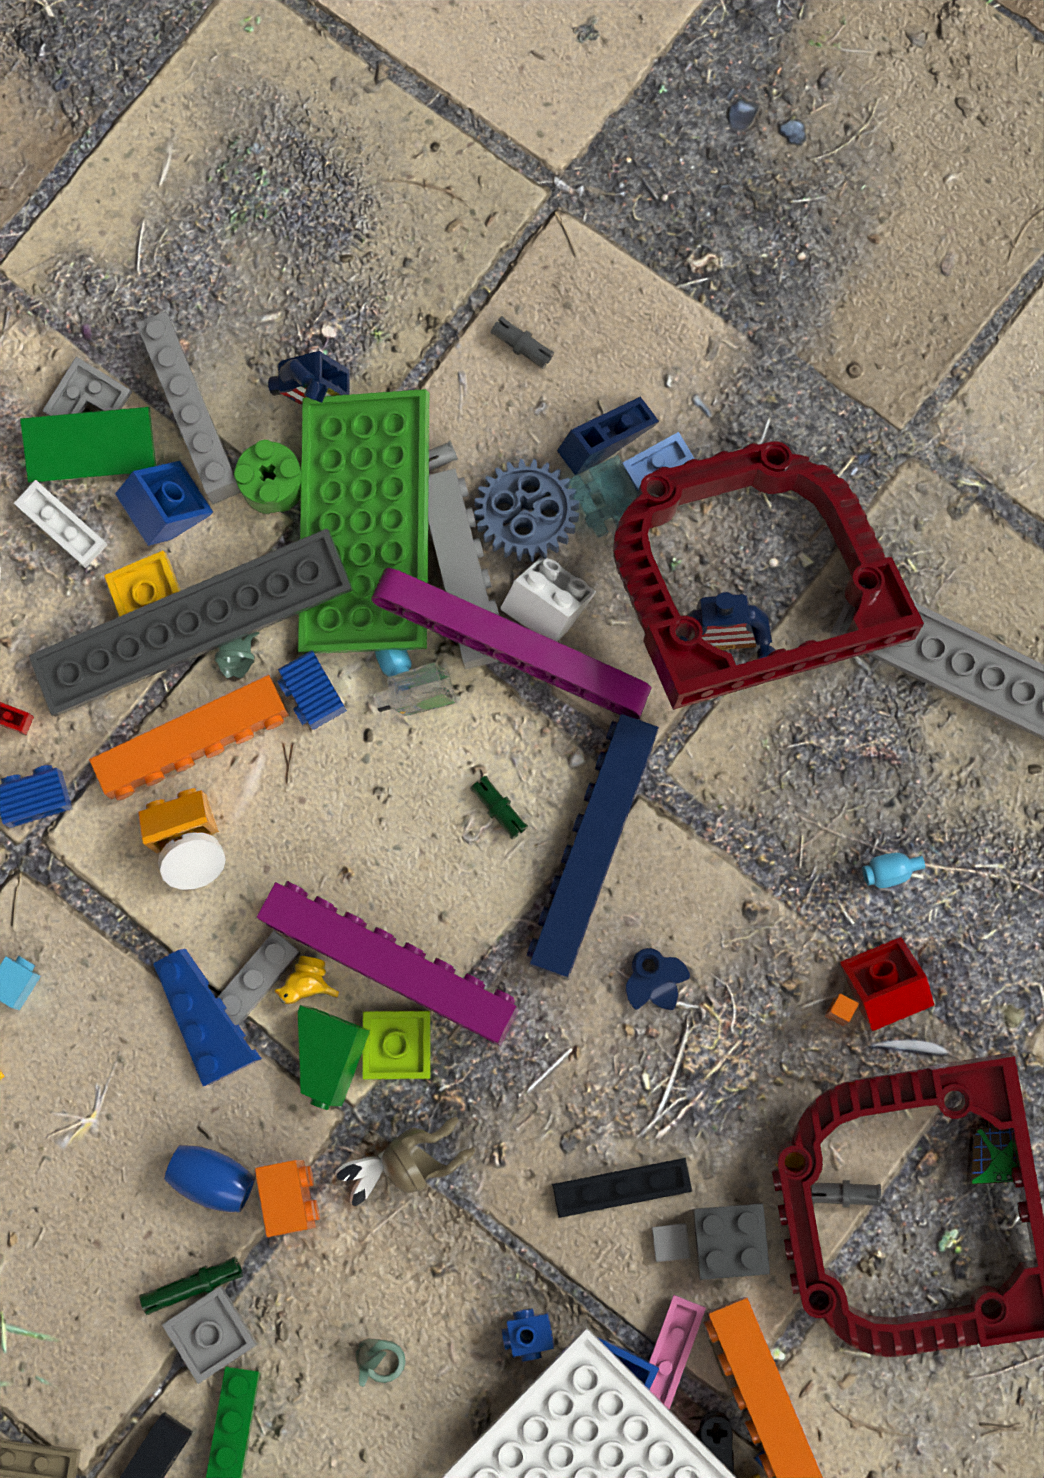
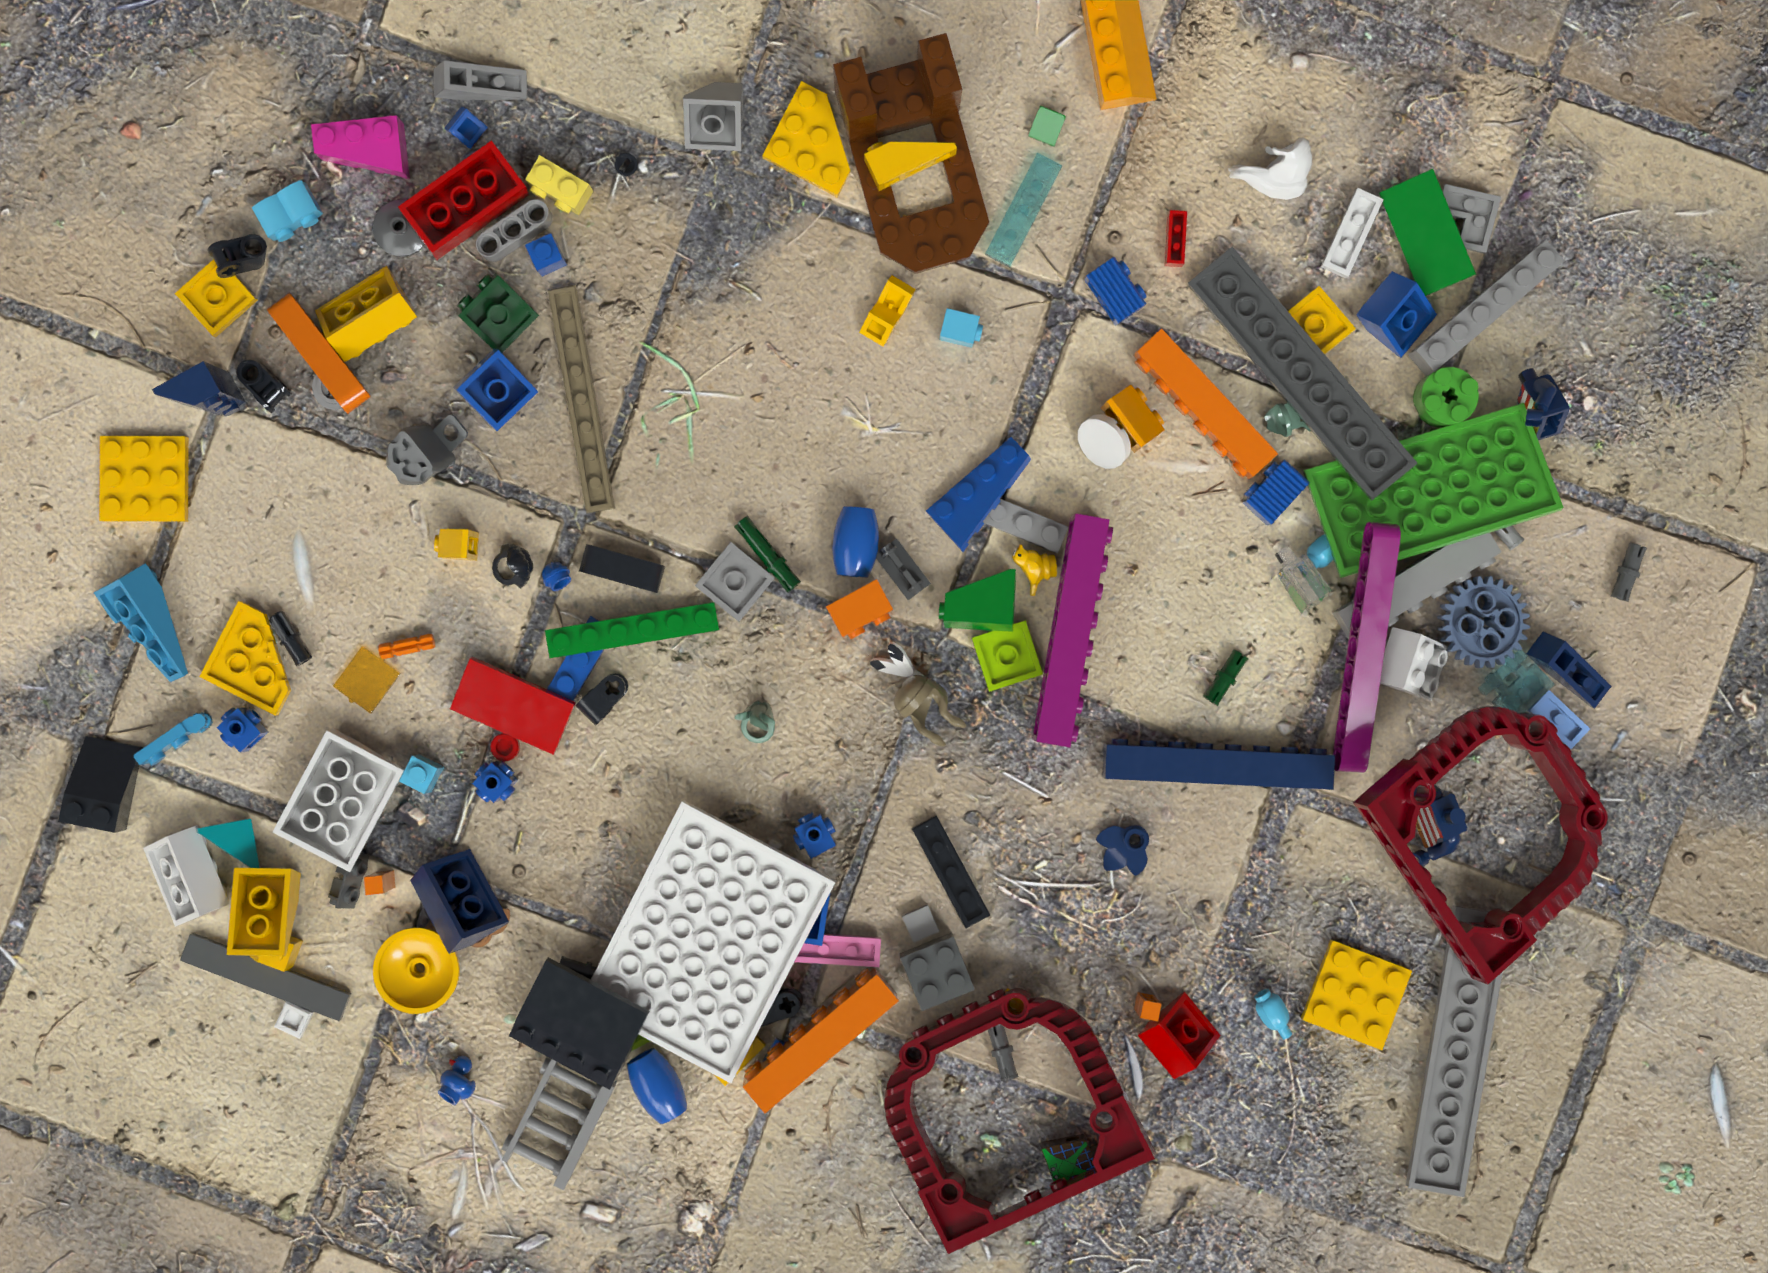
camera: 60 degrees right, 10 degrees up
(259, 1134) = (902, 569): none -> dark grey hinge
(898, 771) = (1356, 994): none -> yellow plate

